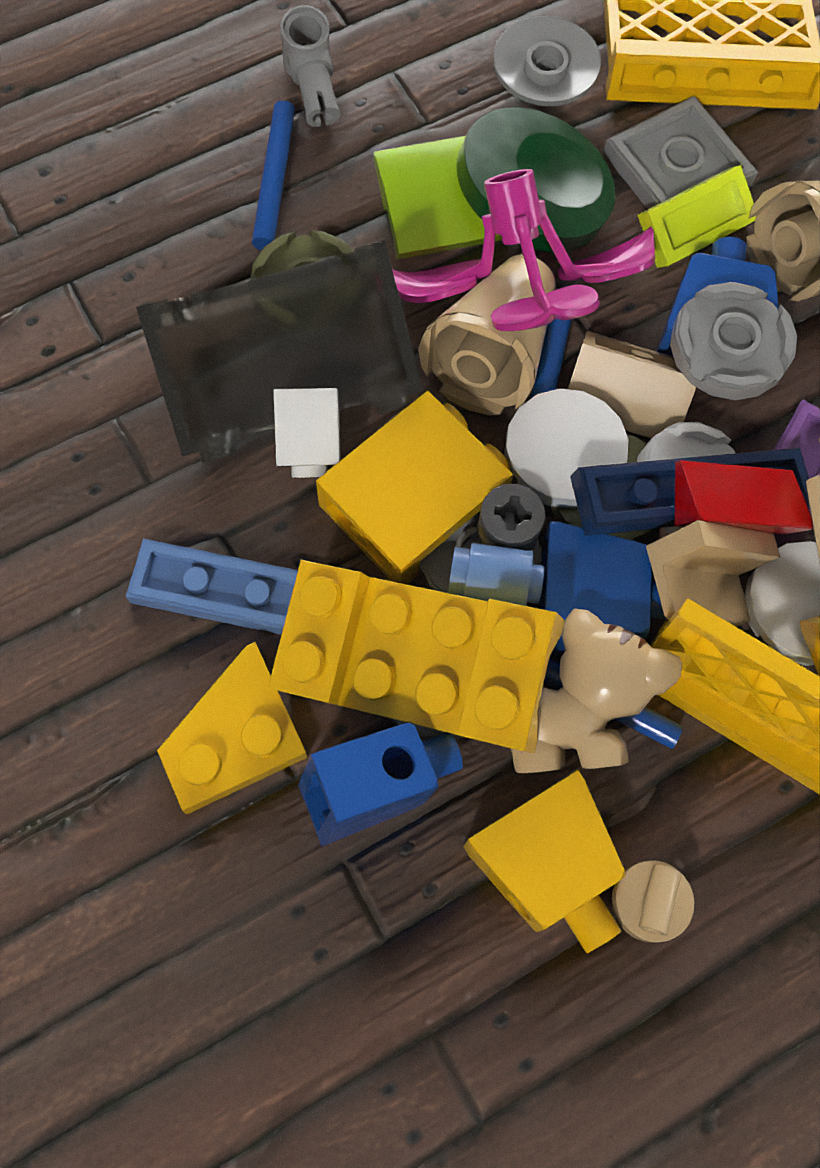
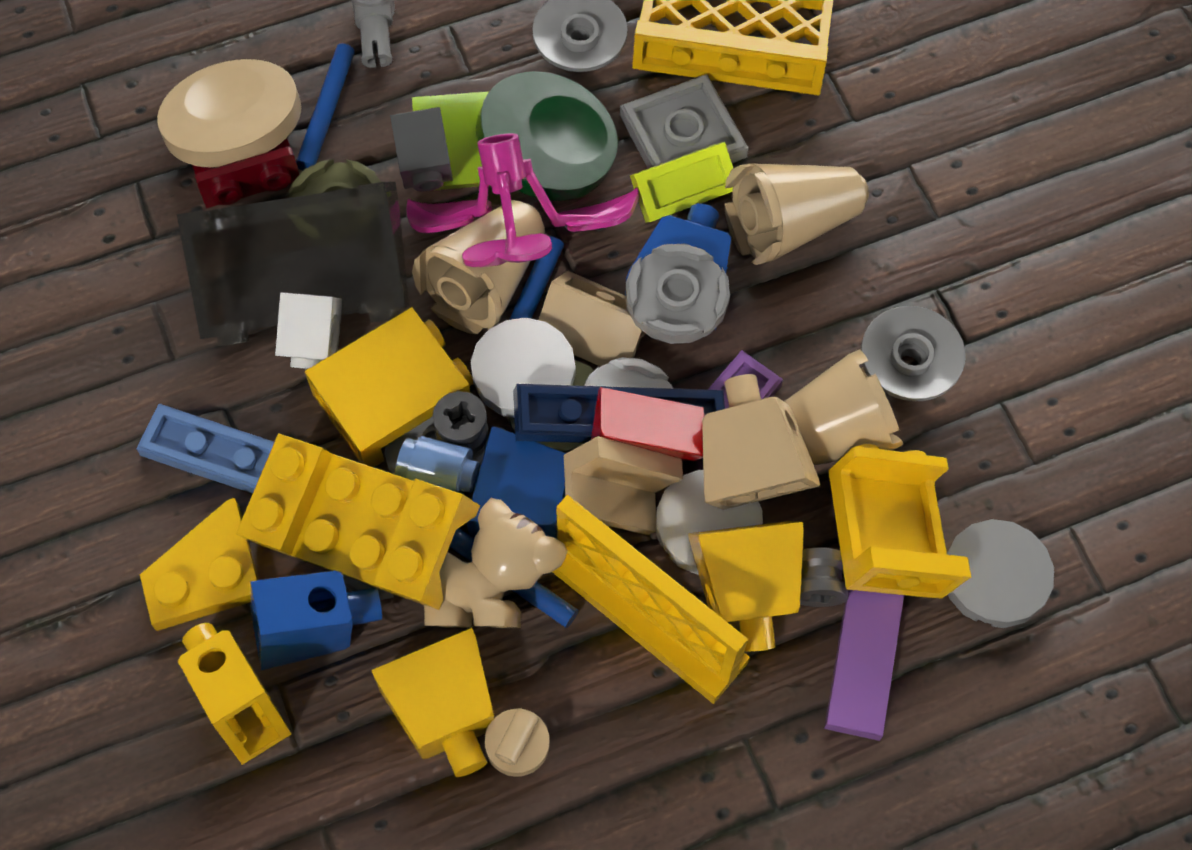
camera: 10 degrees right, 5 degrees down
(167, 190) = (229, 112): none -> tan piece
(194, 250) = (247, 177): none -> dark red bracket
(309, 898) = (231, 692): none -> yellow torso
(403, 204) = (421, 149): none -> dark grey brick

